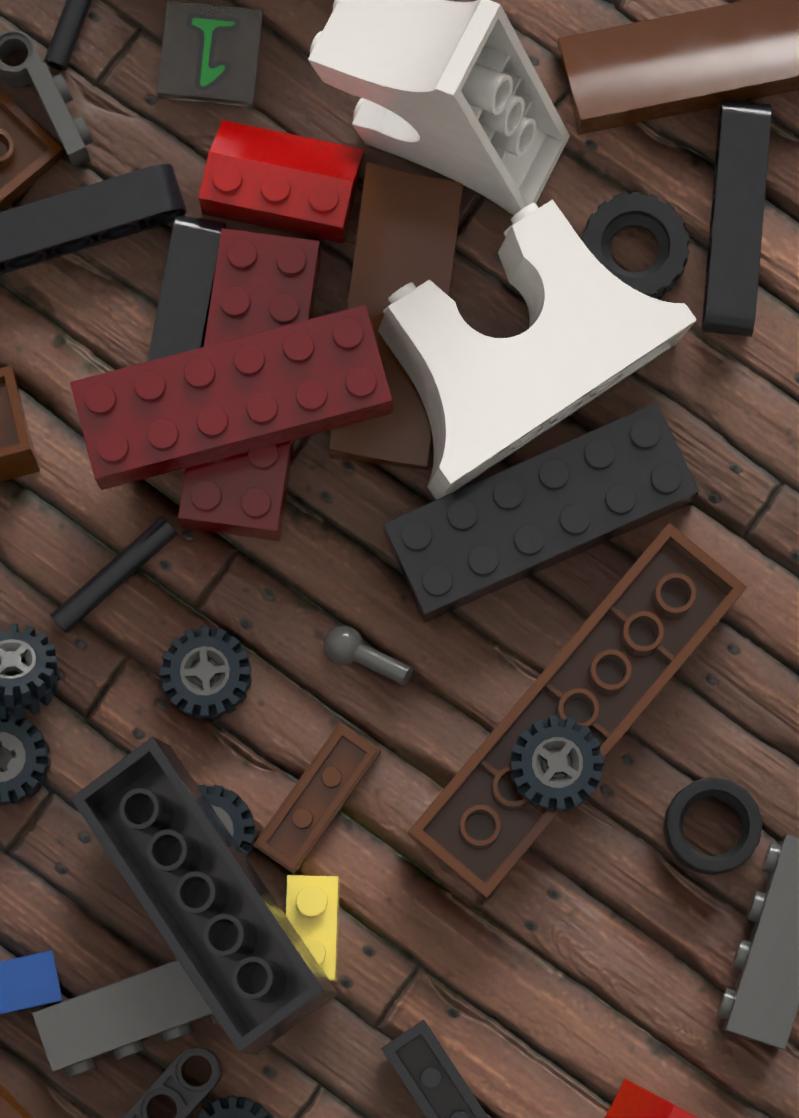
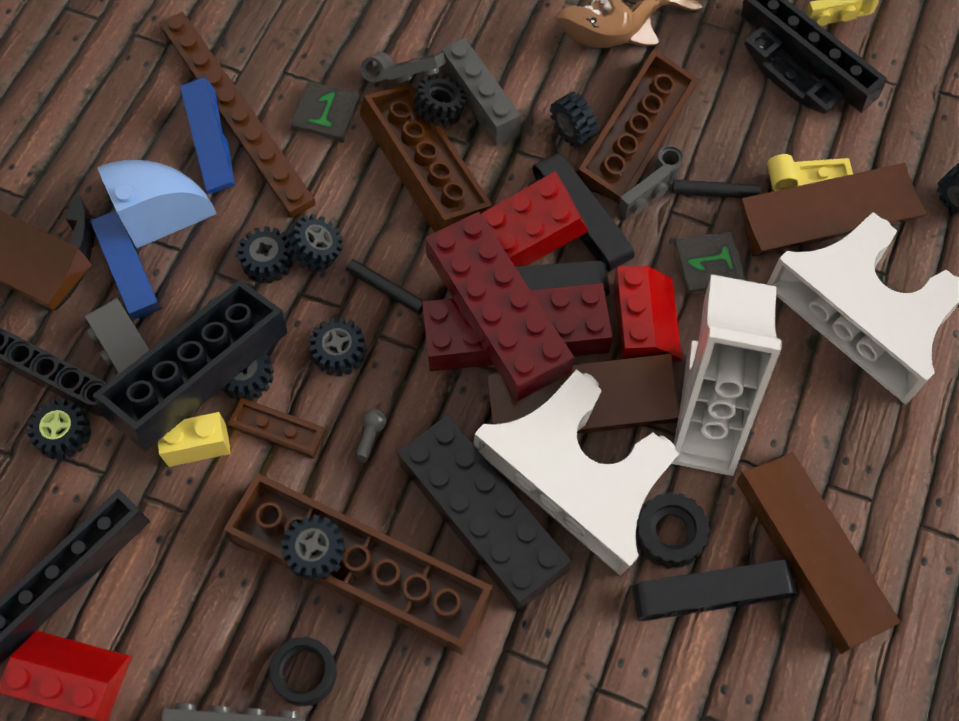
camera: 75 degrees right, 15 degrees down
(78, 304) = (535, 220): none -> red brick

